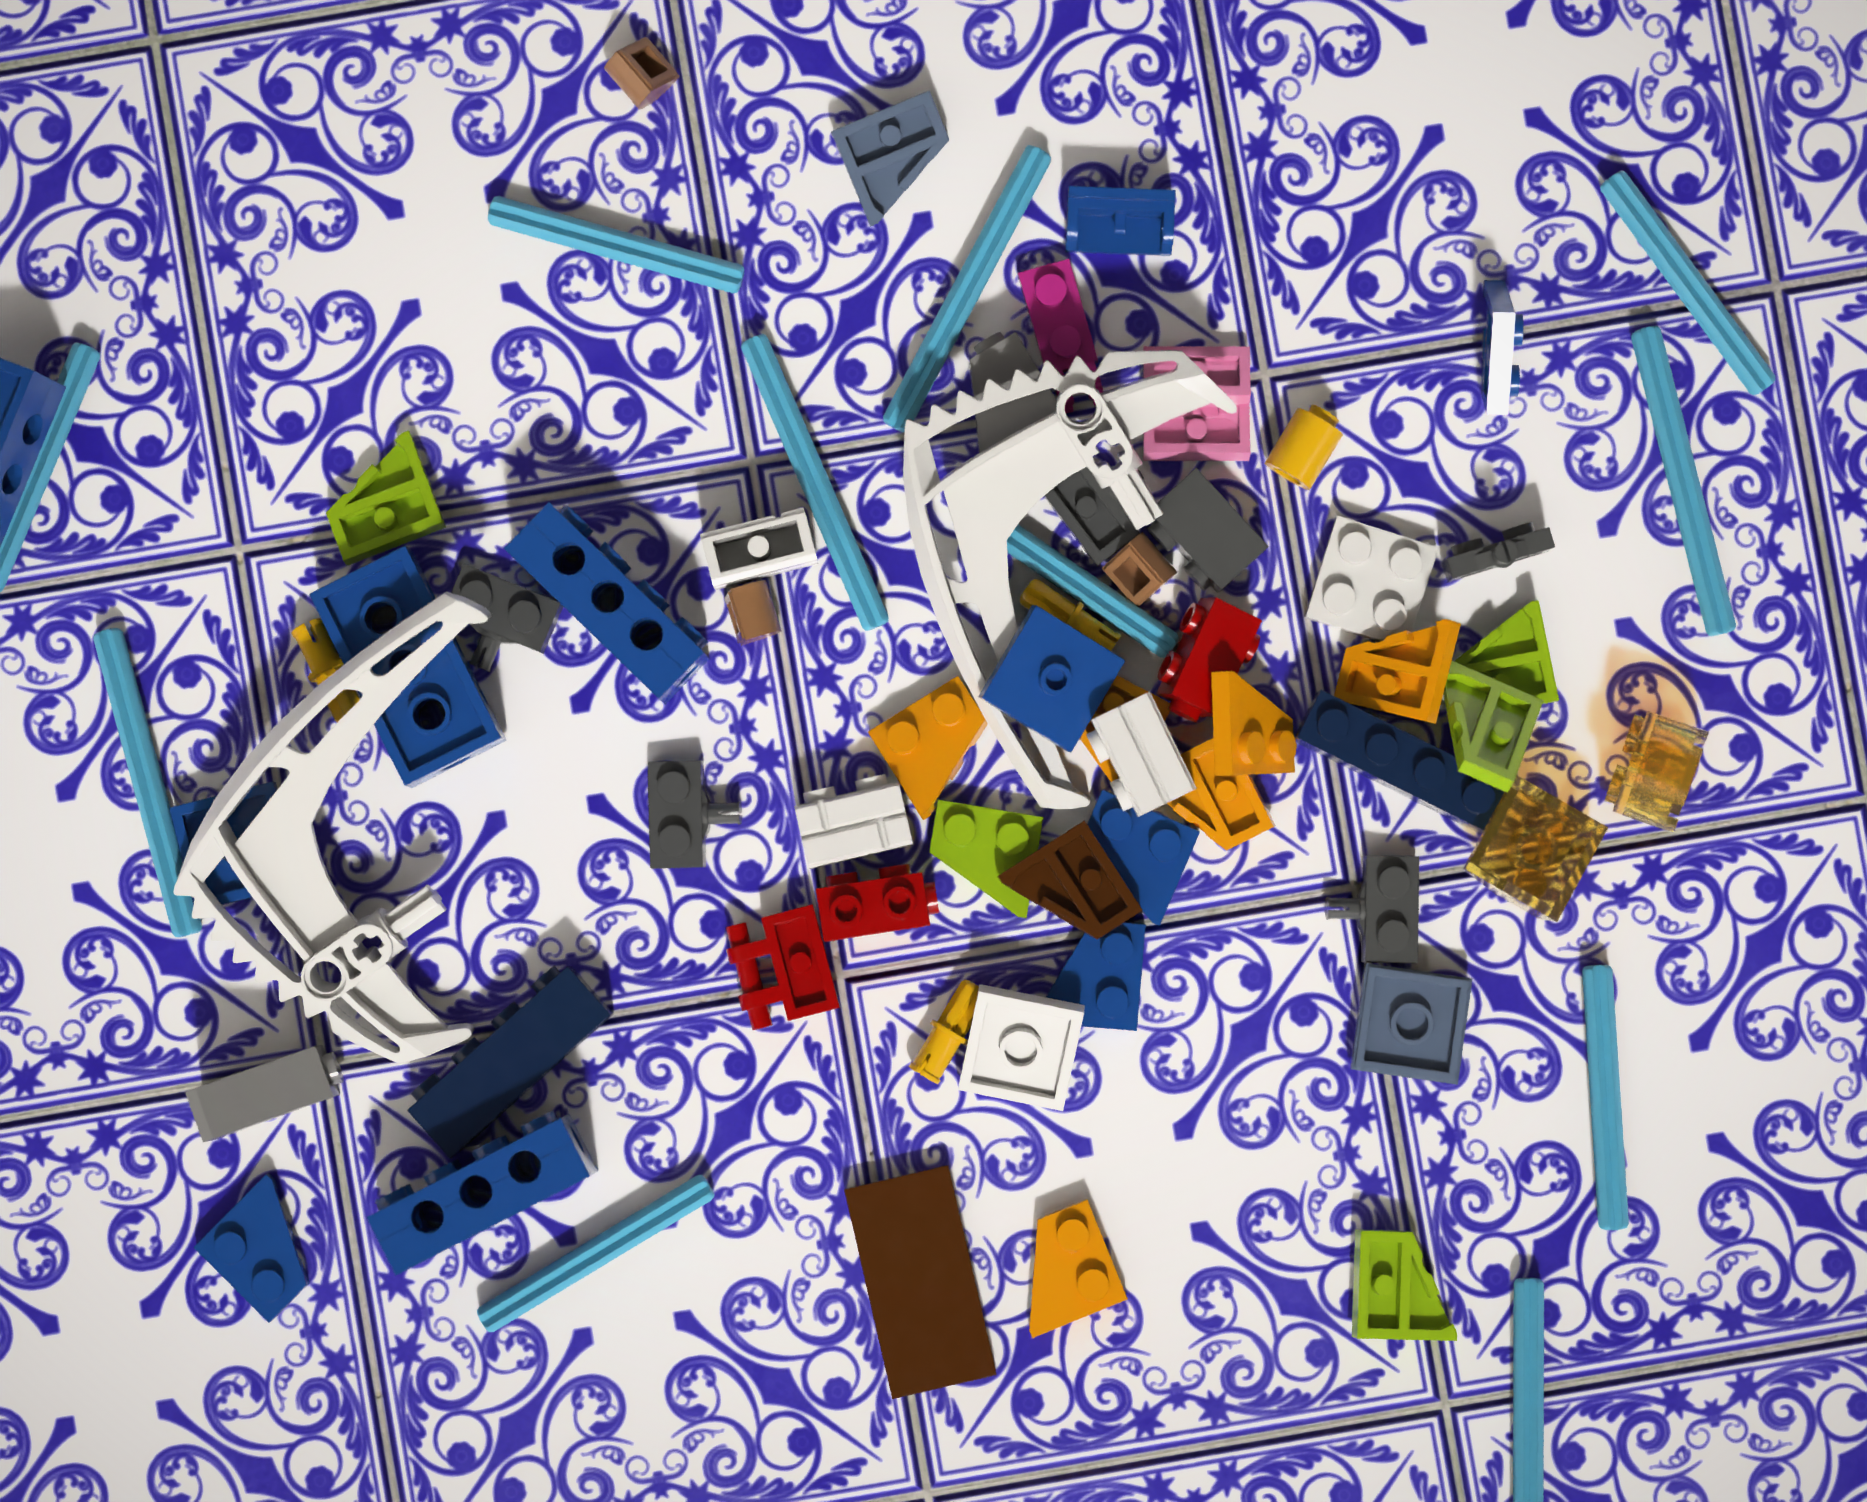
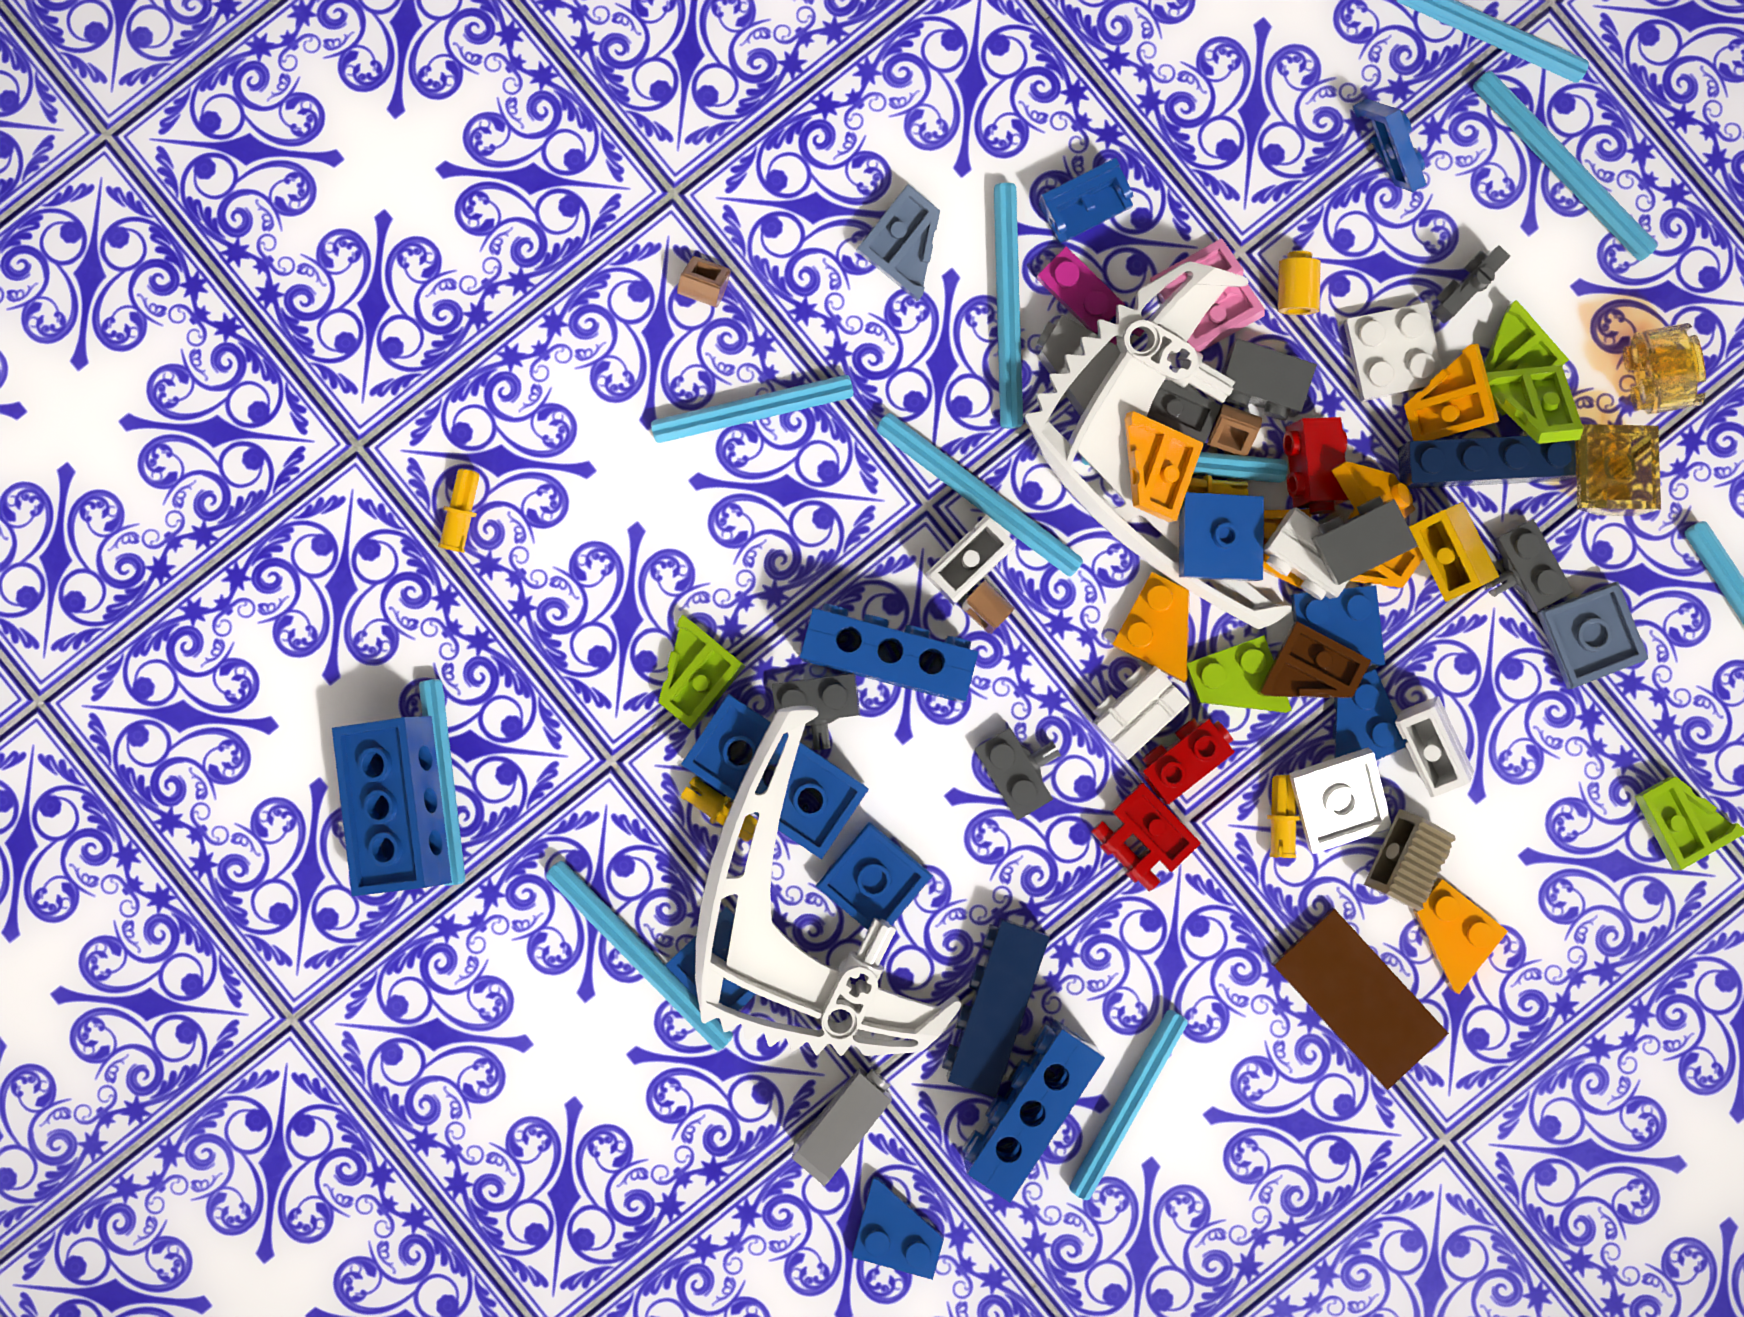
camera: 35 degrees left, 0 degrees up
(225, 177) = (460, 511): none -> yellow axle
(455, 842) = (874, 878): none -> blue plate
(1024, 560) = (1159, 465): none -> light orange wing
(1060, 1157) = (1410, 860): none -> dark tan brick
(1159, 1046) = (1434, 747): none -> white brick
(1196, 768) = (1364, 540): none -> dark grey brick
(1304, 841) = (1454, 551): none -> yellow brick

